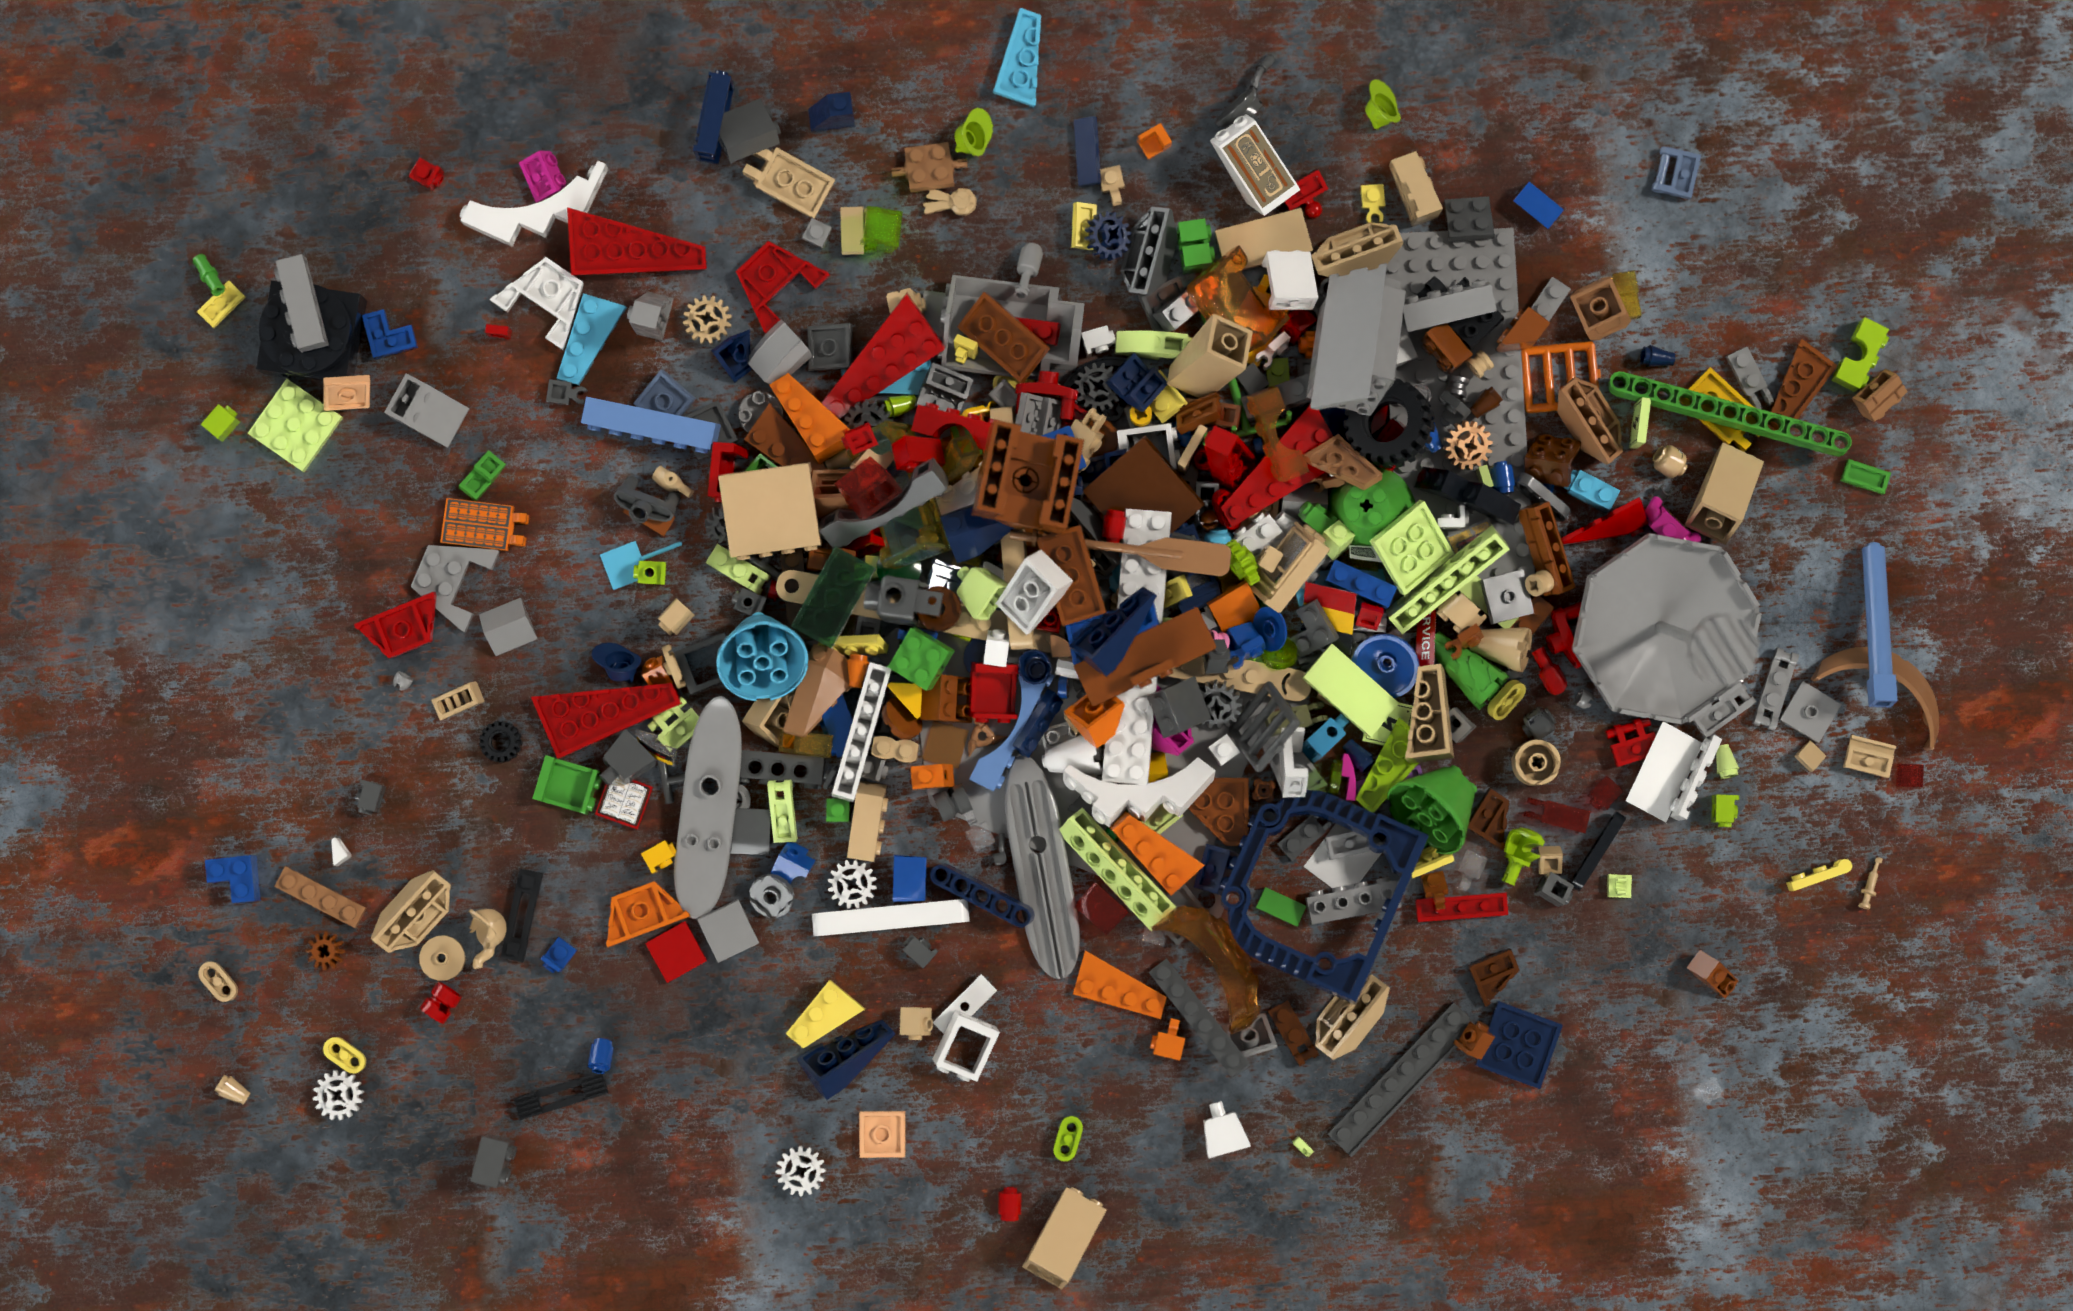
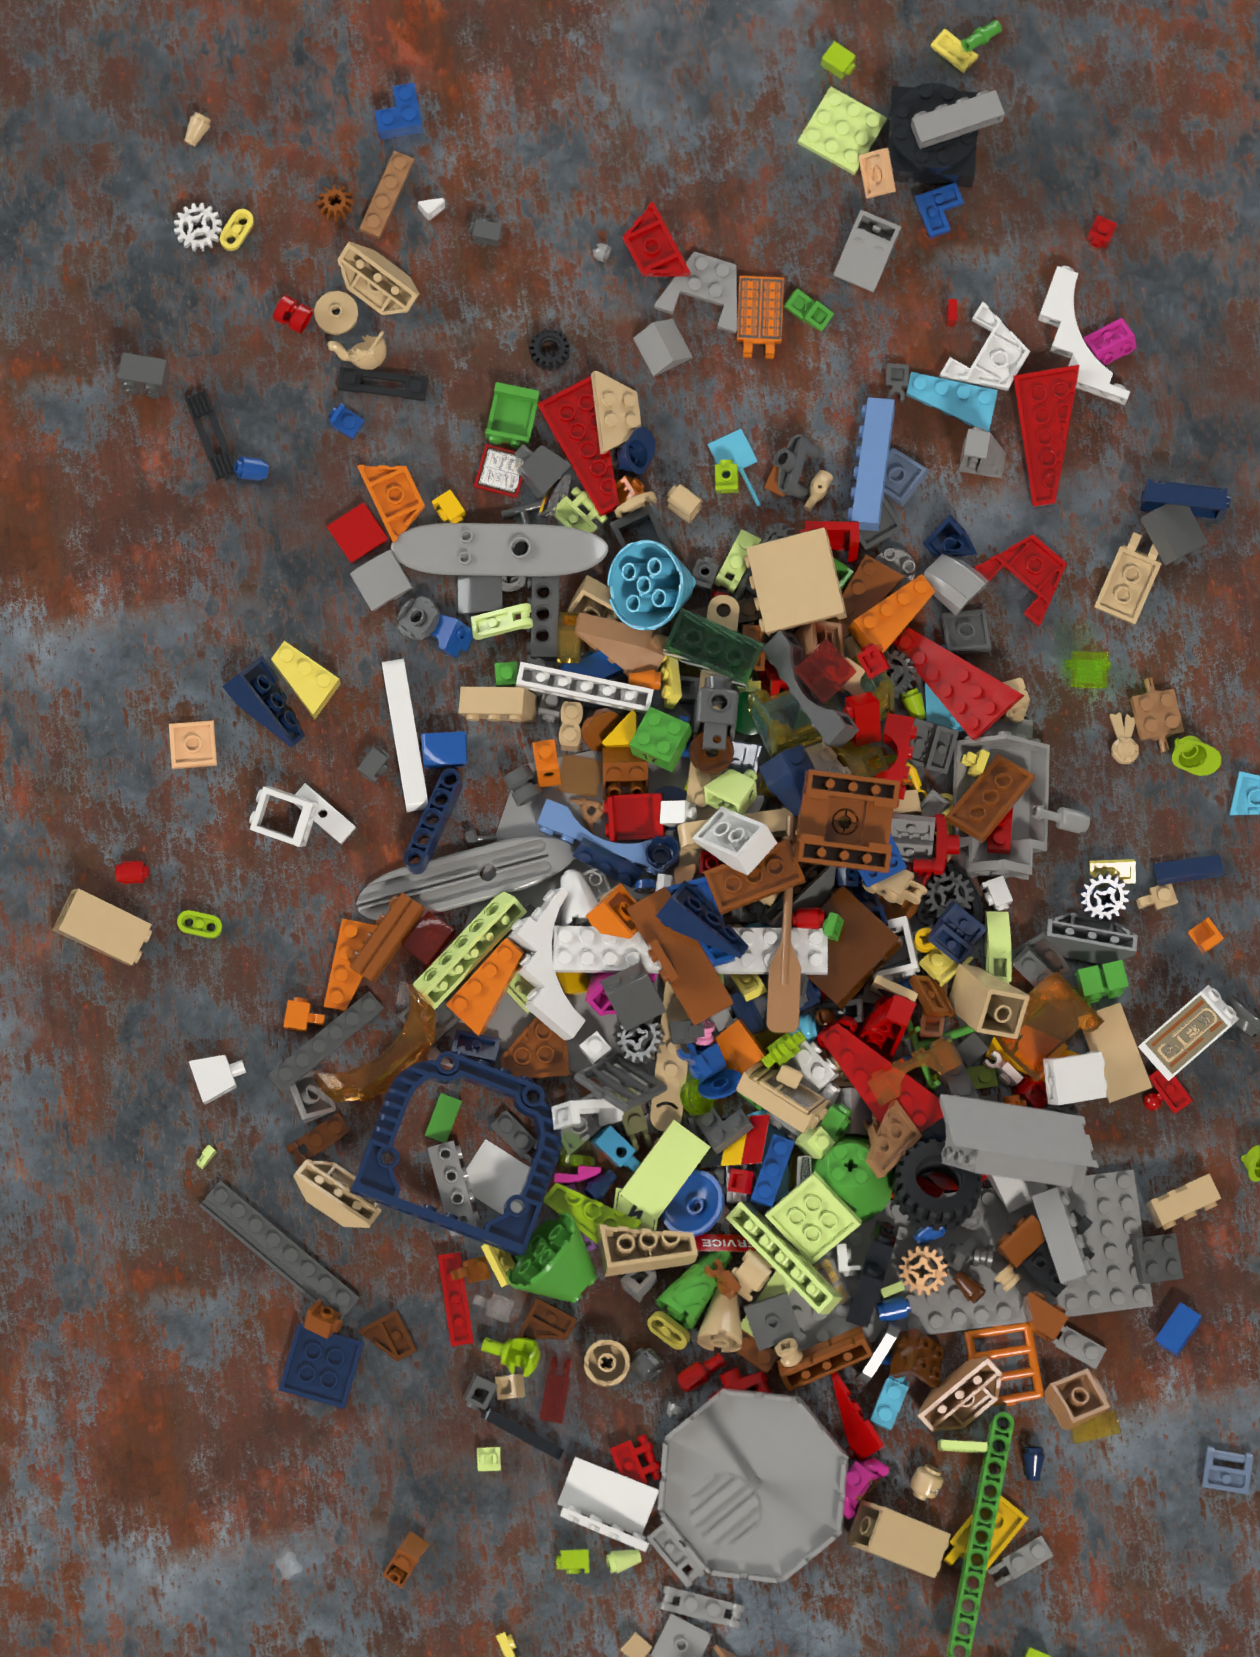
camera: 85 degrees right, 5 degrees down
(218, 982) = (298, 107): tan plate -> none
(475, 694) = (593, 318): tan slope -> none
(573, 679) = (615, 411): none -> tan wing
(717, 322) = (990, 512): tan gear -> none
(805, 1181) = (159, 664): white gear -> none
(817, 233) = (1079, 611): light grey plate -> none
(832, 112) = (1201, 616): dark blue slope -> none
(844, 897) = (426, 690): white gear -> none
(852, 230) = (1085, 642): tan slope -> none
(915, 1022) = (304, 766): tan brick -> none
(979, 834) = (493, 815): clear plate -> none
(1098, 949) = (387, 938): none -> dark orange brick
(1125, 503) = (832, 926): none -> bright green plate
(1259, 785) = (554, 1087): dark orange plate -> none
(1347, 844) = (509, 1178): light grey hinge -> none
(1357, 249) = (1113, 1145): tan wedge -> none
(1373, 199) = (1169, 1161): light yellow plate -> none
(1604, 794) = (581, 1437): clear red bracket -> none
(1802, 381) = (1023, 1616): dark orange wing -> none

